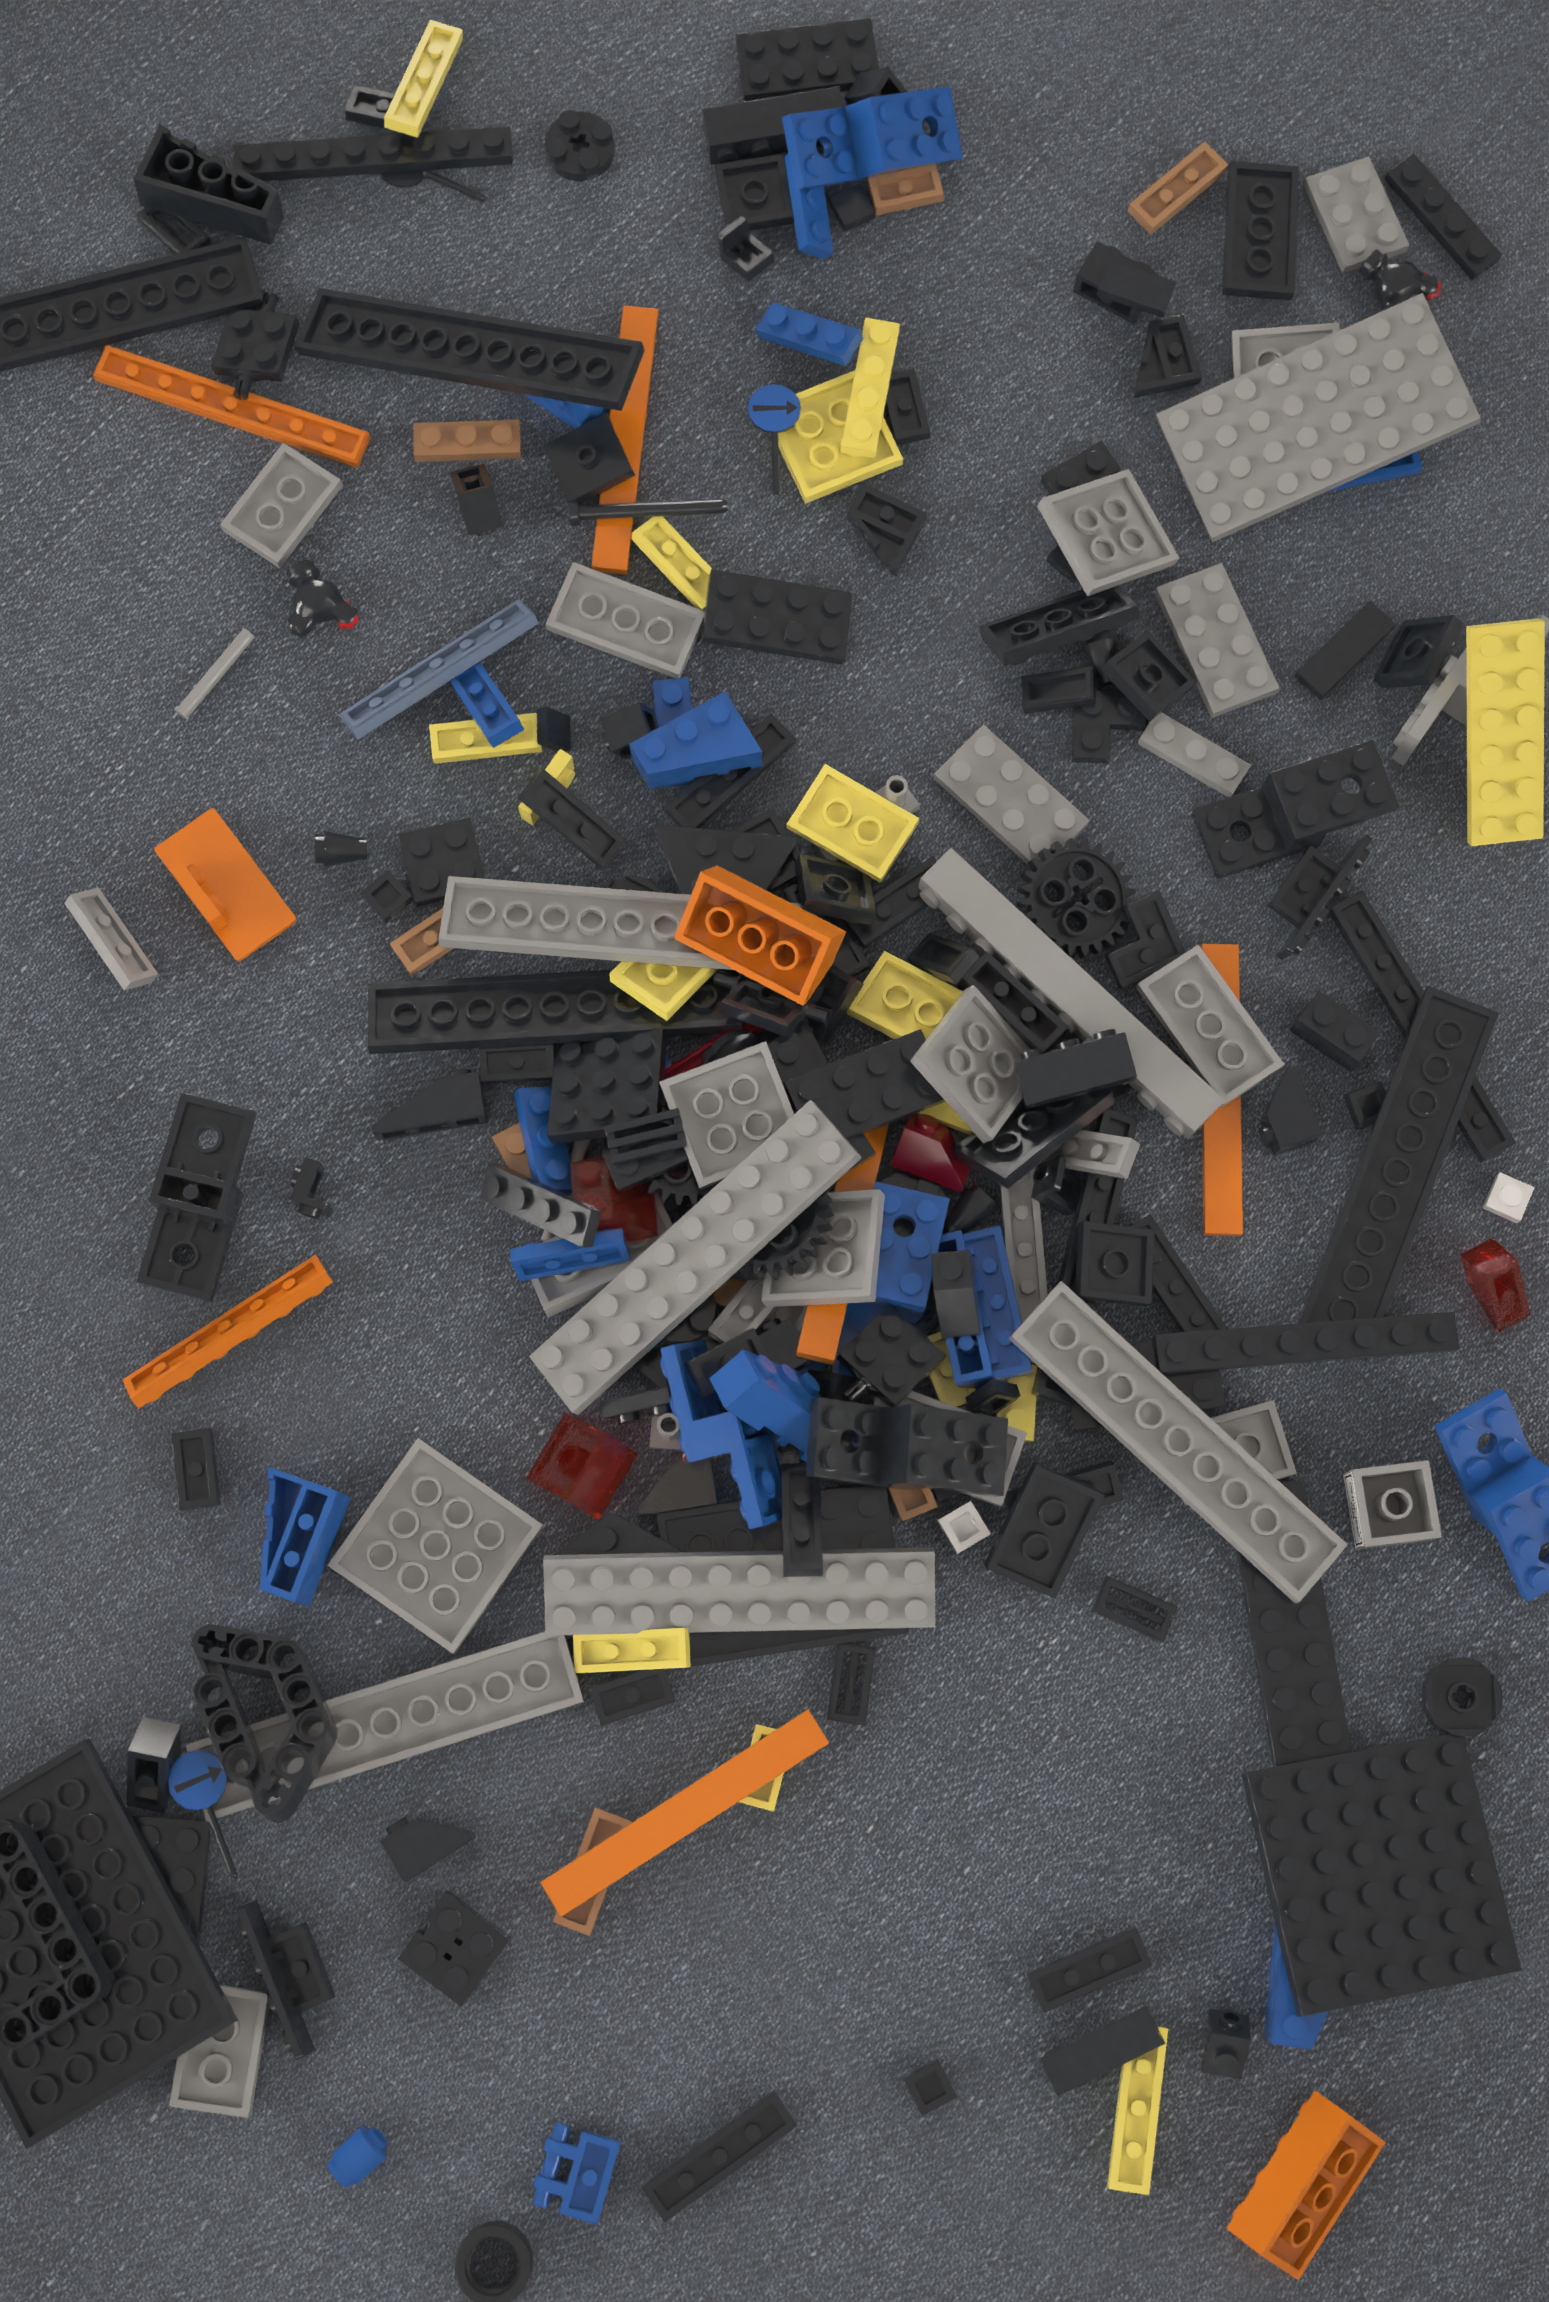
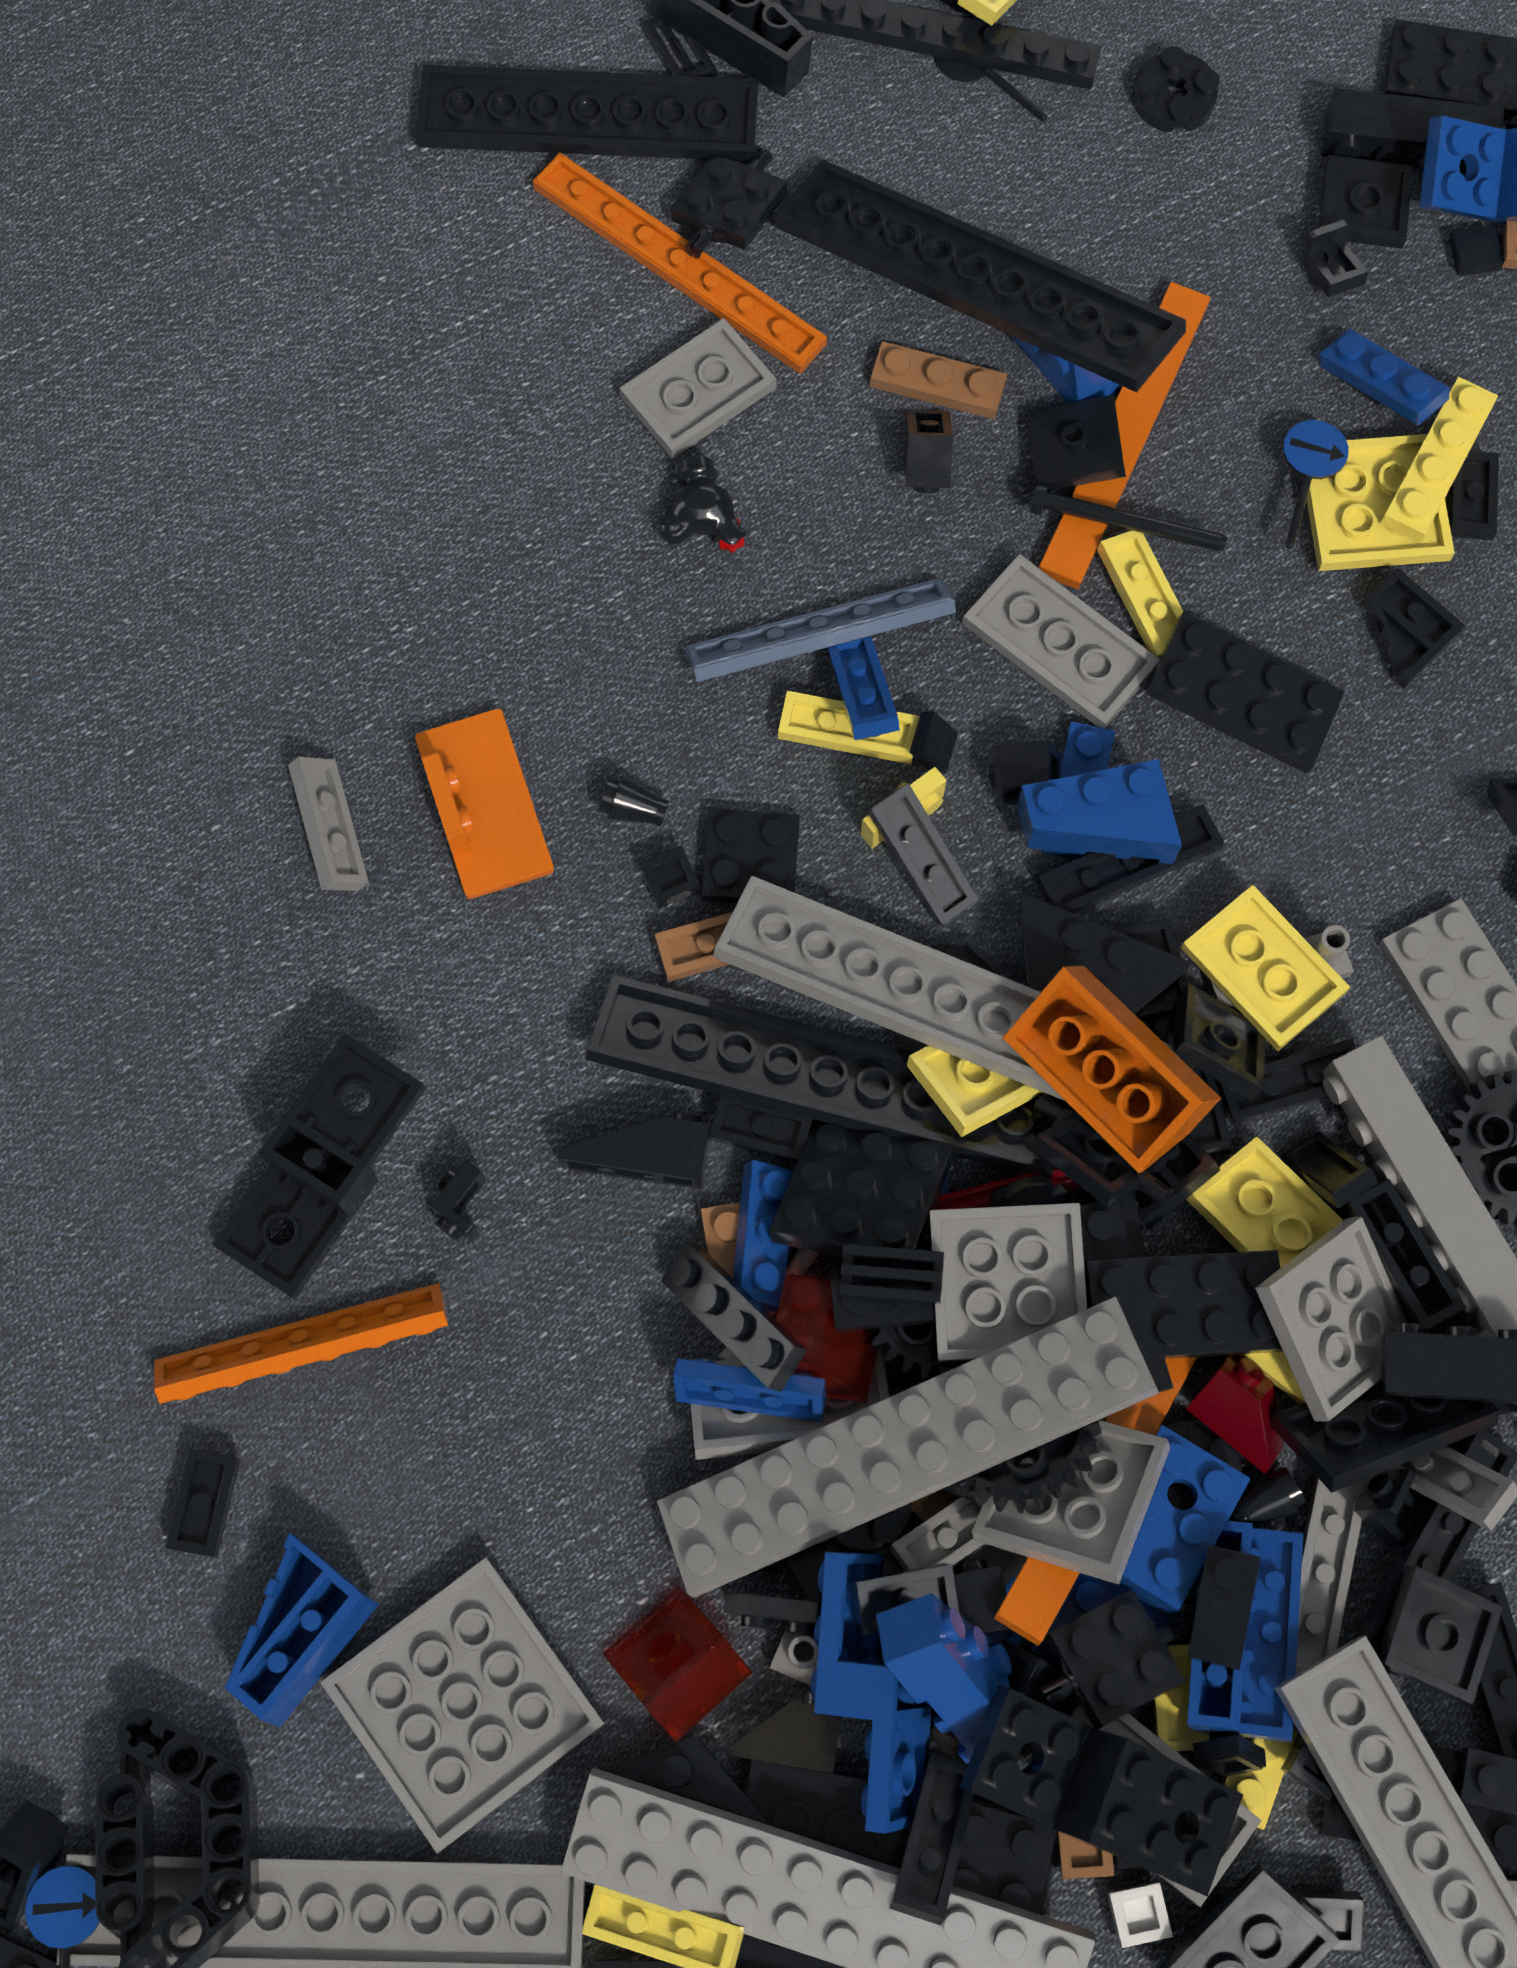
camera: 20 degrees right, 5 degrees down
(215, 673) = (555, 555): light grey bar -> none
(810, 218) = (1423, 244): blue plate -> none

